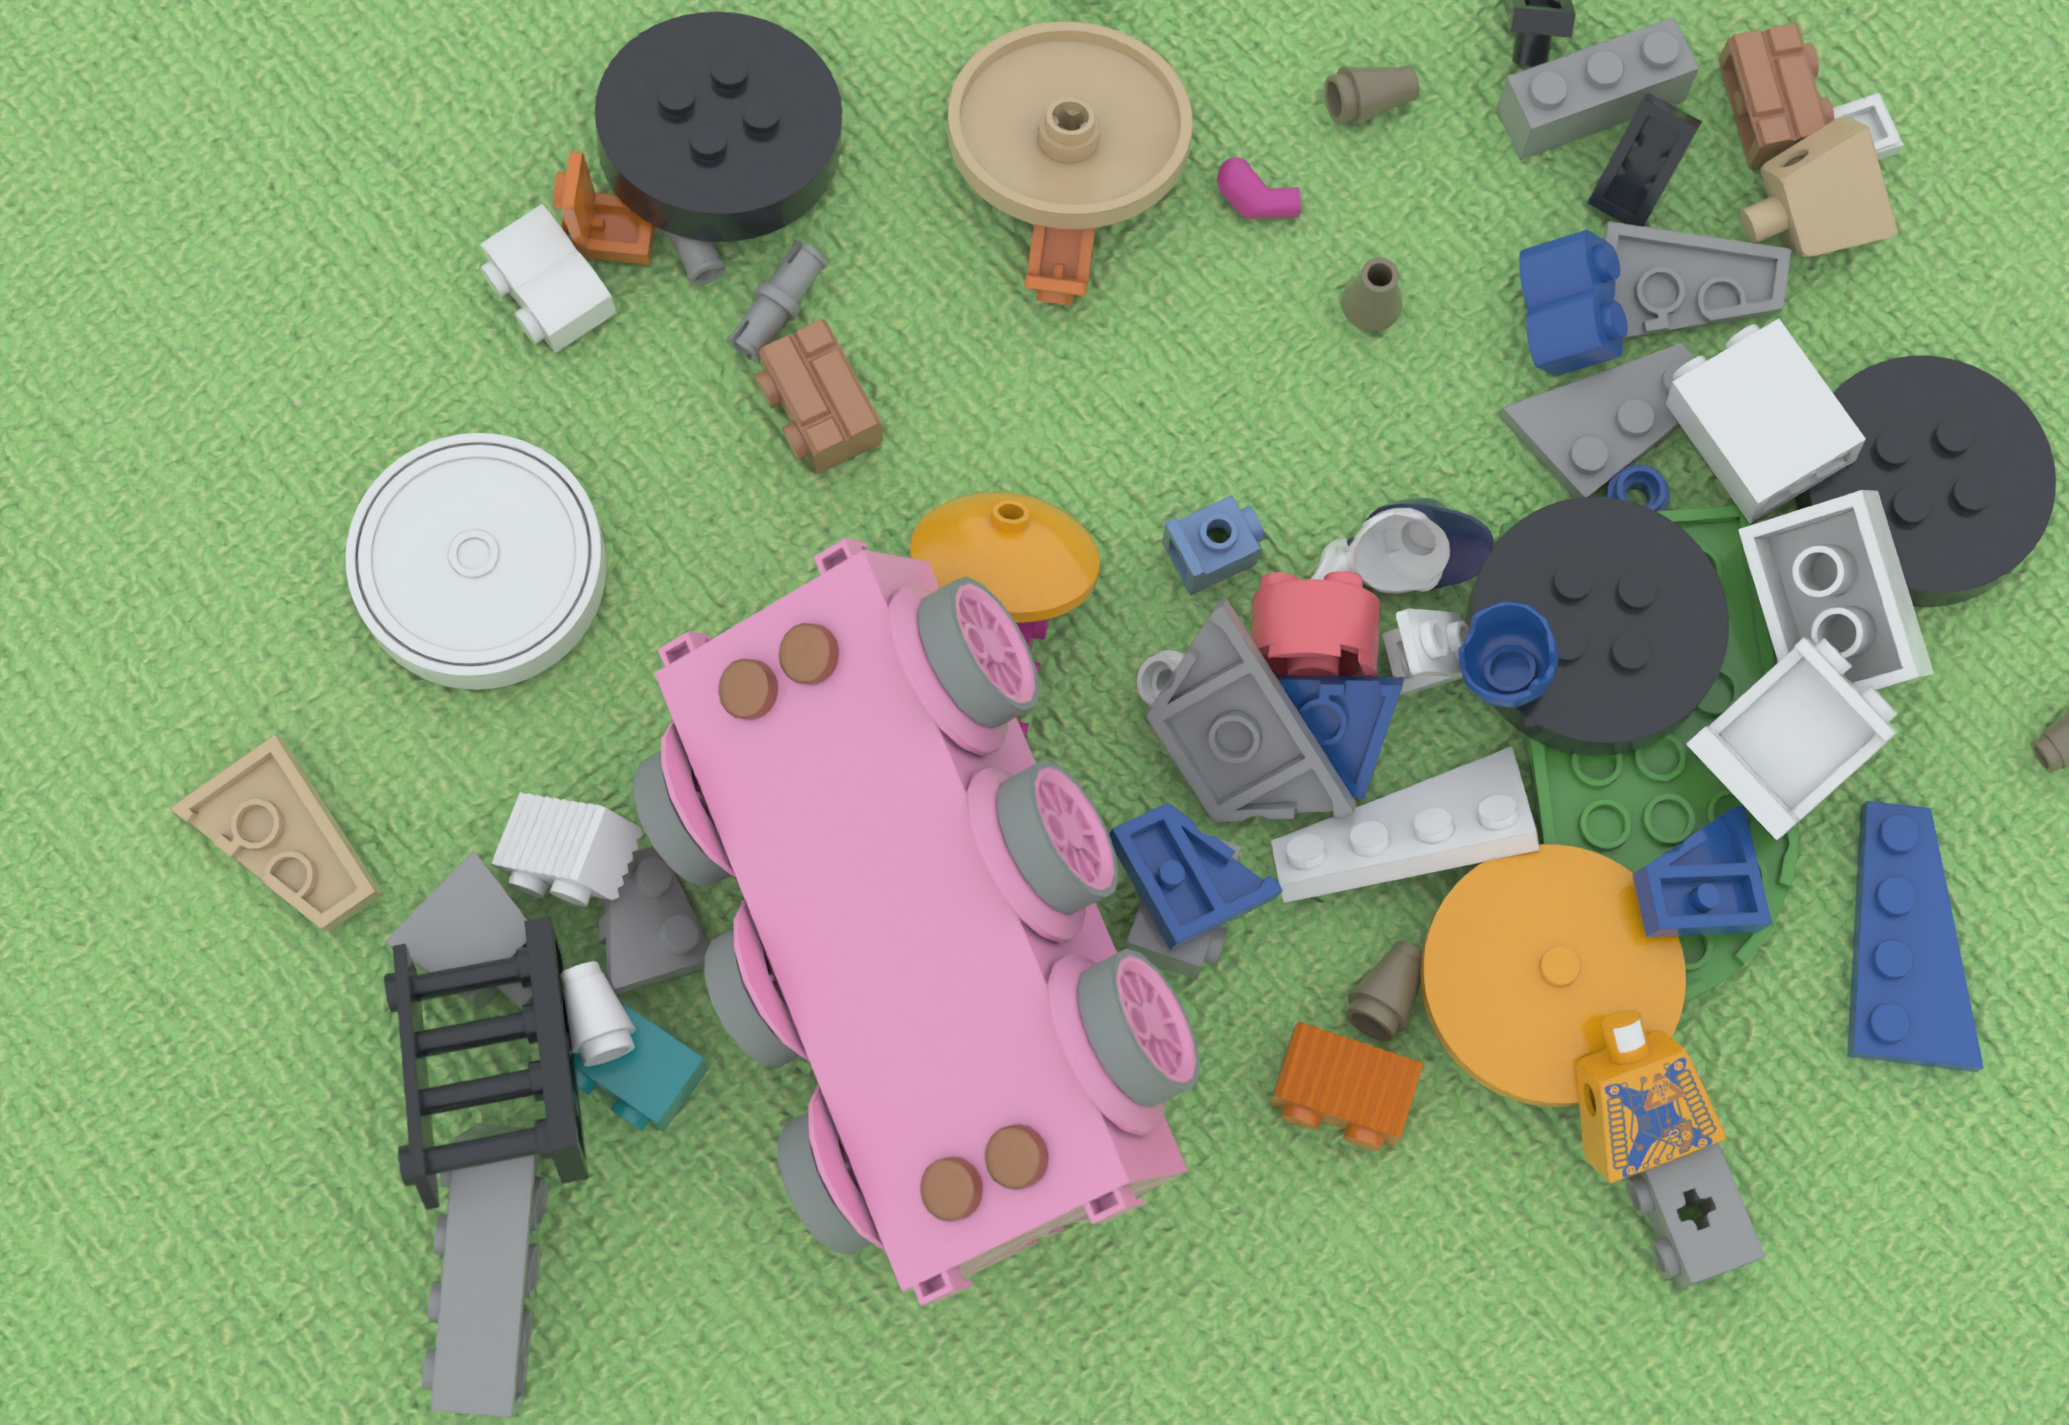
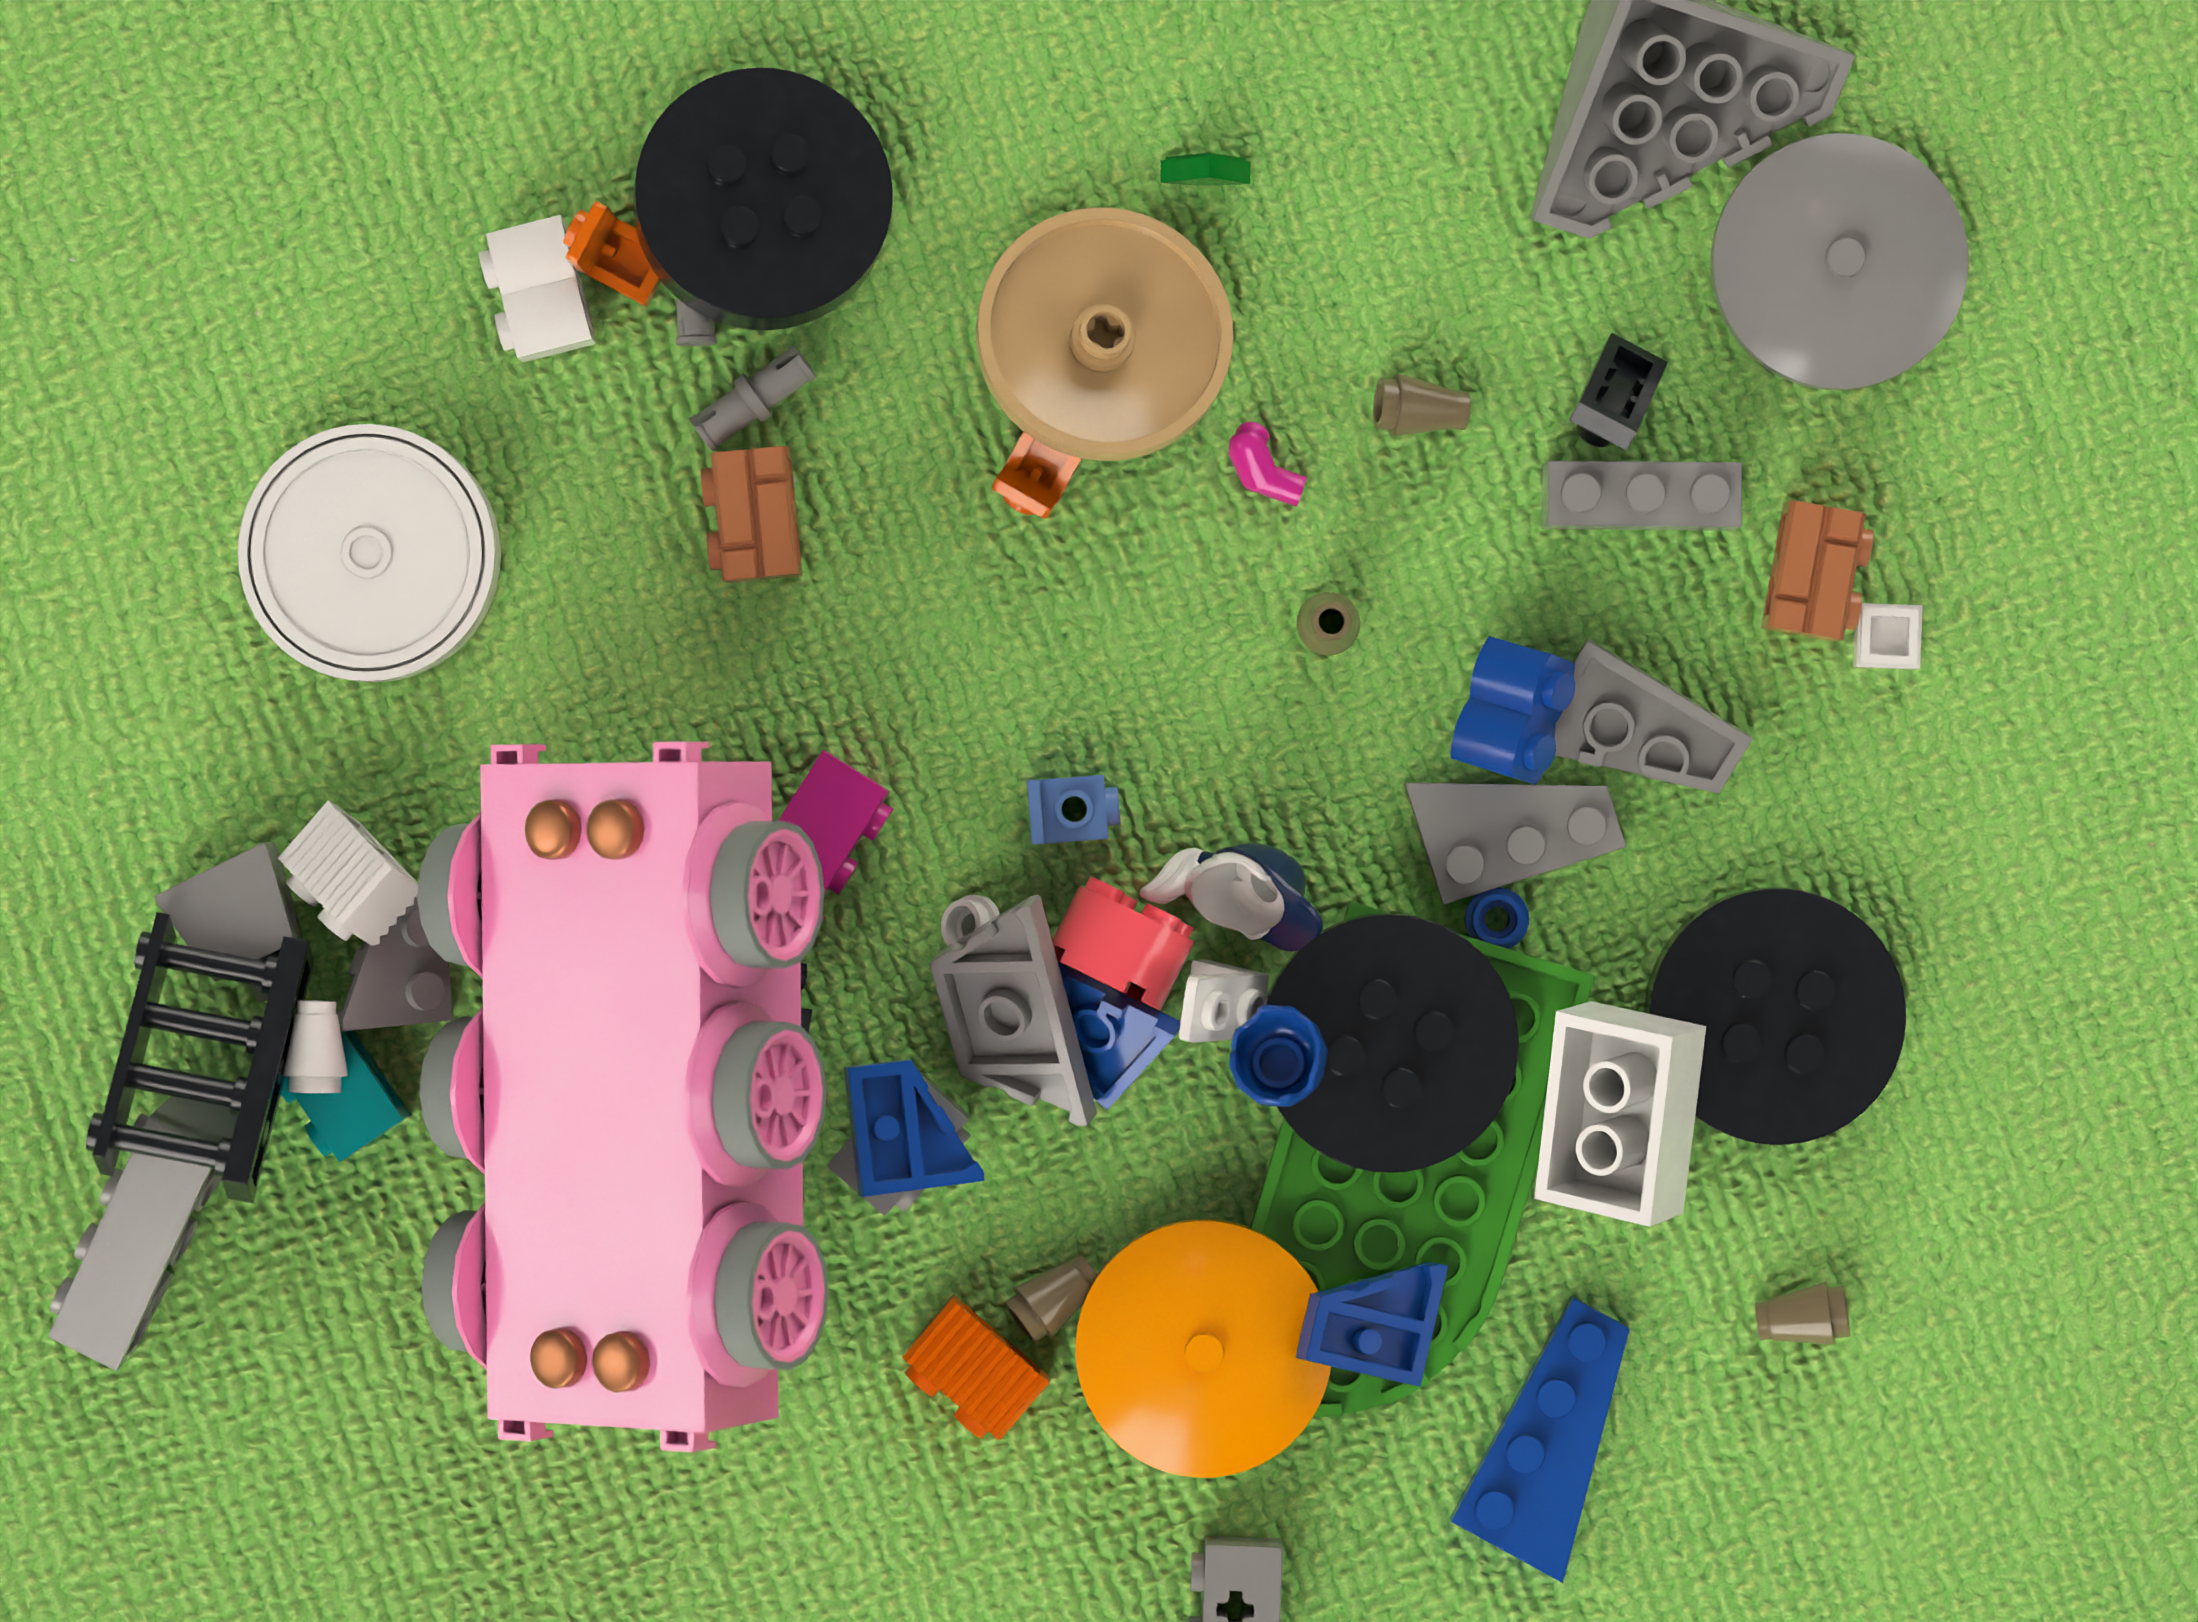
camera: 20 degrees right, 15 degrees up
(283, 833) = (101, 743): tan wing -> none
(1016, 547) = (846, 774): light orange dish -> none
(1419, 830) = (1150, 1164): white wing -> none
(1641, 1101) = (1224, 1501): light orange torso -> none
(1644, 161) = (1648, 596): black tile -> none
(1763, 419) = (1635, 906): white brick -> none
(1795, 736) = (1515, 1227): white panel -> none
(1824, 193) = (1805, 699): tan torso -> none

